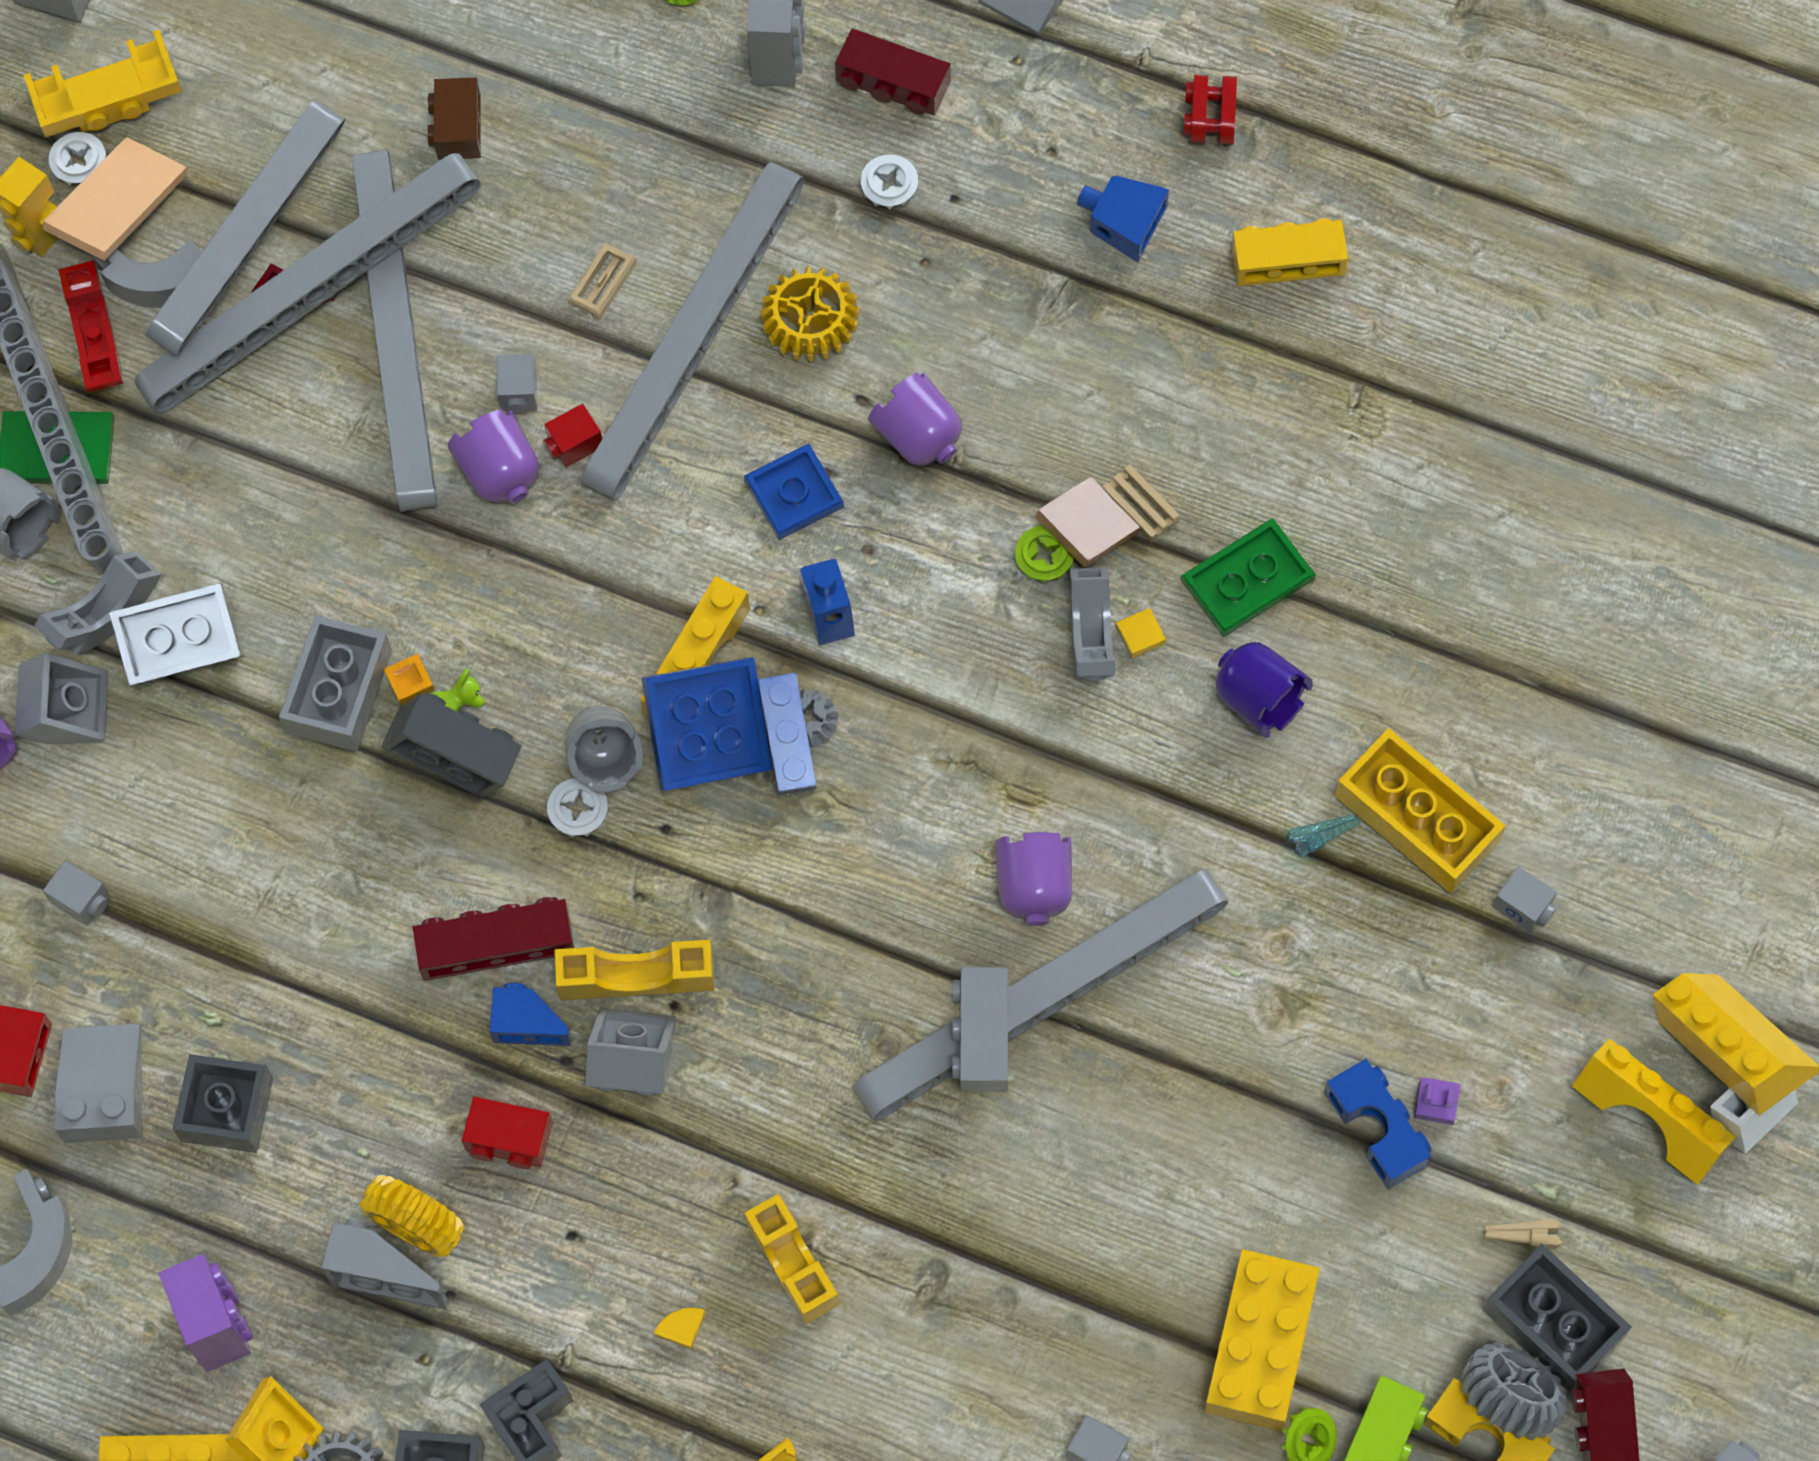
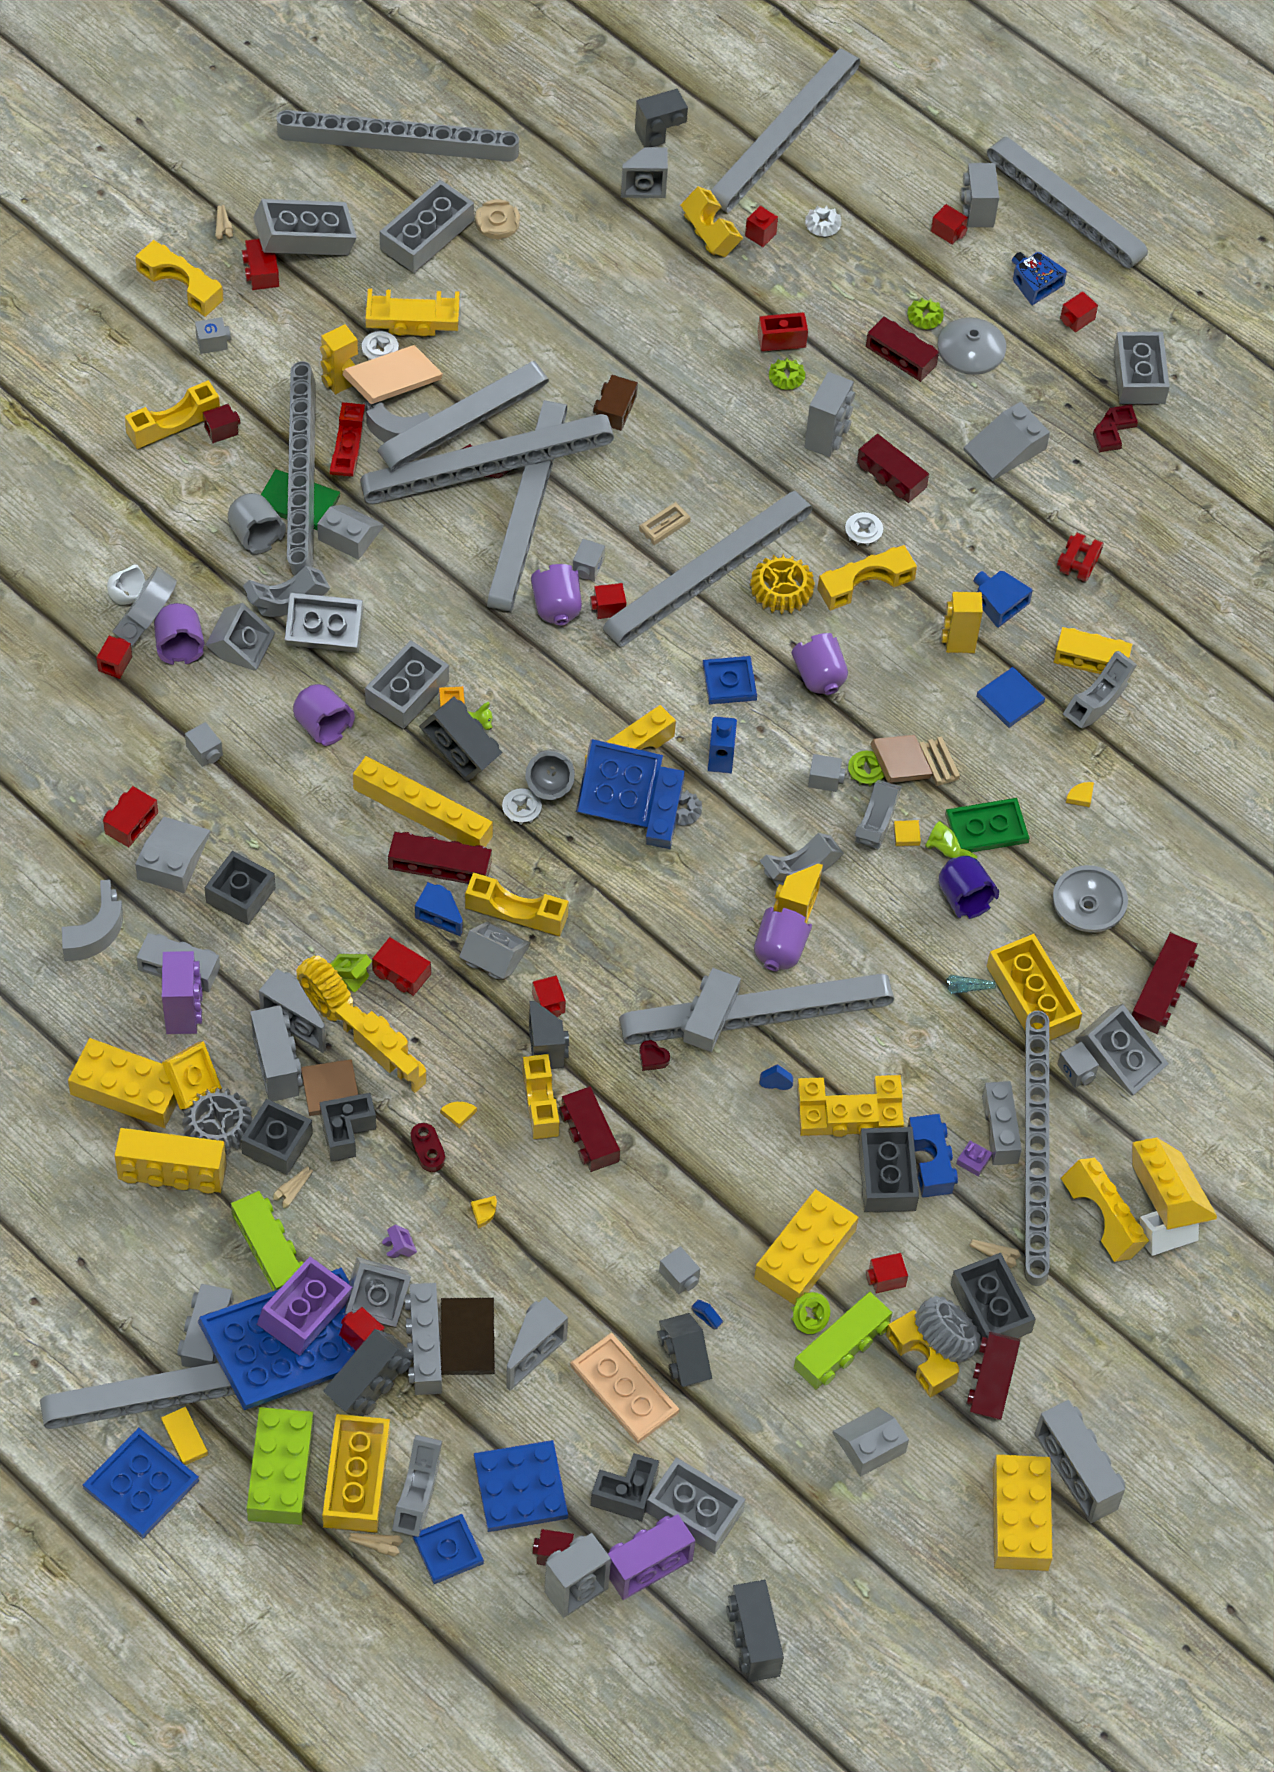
camera: 15 degrees right, 10 degrees down
(147, 1250) = (151, 956): none -> light grey brick
(149, 467) = (347, 530): none -> light grey slope
(231, 779) = (322, 714): none -> medium lavender cylinder
(383, 1347) = (276, 1053): none -> light grey brick
(433, 1167) = (352, 969): none -> lime slope
(434, 864) = (421, 804): none -> yellow brick
(478, 1360) = (328, 1083): none -> medium nougat tile
(531, 1272) = (382, 1044): none -> yellow bracket
(658, 1398) = (427, 1145): none -> dark red plate
(739, 1096) = (549, 995): none -> red brick
(763, 1163) = (547, 1035): none -> dark grey slope
(880, 1279) = (589, 1129): none -> dark red brick
(923, 1125) = (652, 1056): none -> dark red tile
(954, 226) = (892, 567): none -> yellow arch
(990, 586) = (826, 773): none -> light grey brick
(1016, 741) = (819, 850): none -> light grey arch
(1031, 797) = (799, 891): none -> yellow slope
(1094, 281) = (962, 622): none -> yellow brick
(1112, 1090) = (776, 1078): none -> blue tile
(1200, 364) = (1010, 697): none -> blue tile
(1205, 628) = (946, 841): none -> lime animal
(1239, 1105) = (849, 1113): none -> yellow bracket
(1327, 311) = (1102, 694): none -> light grey arch
(1329, 1172) = (888, 1169): none -> dark grey brick
(1359, 477) = (1081, 794): none -> yellow tile
(1390, 1332) = (887, 1273): none -> red brick
(1446, 618) = (1093, 888): none -> light grey dish
(1466, 1046) = (1004, 1130): none -> light grey arch
(1525, 1076) = (1034, 1158): none -> light grey beam
(1575, 850) = (1123, 1049): none -> light grey slope
(1593, 726) = (1164, 982): none -> dark red brick

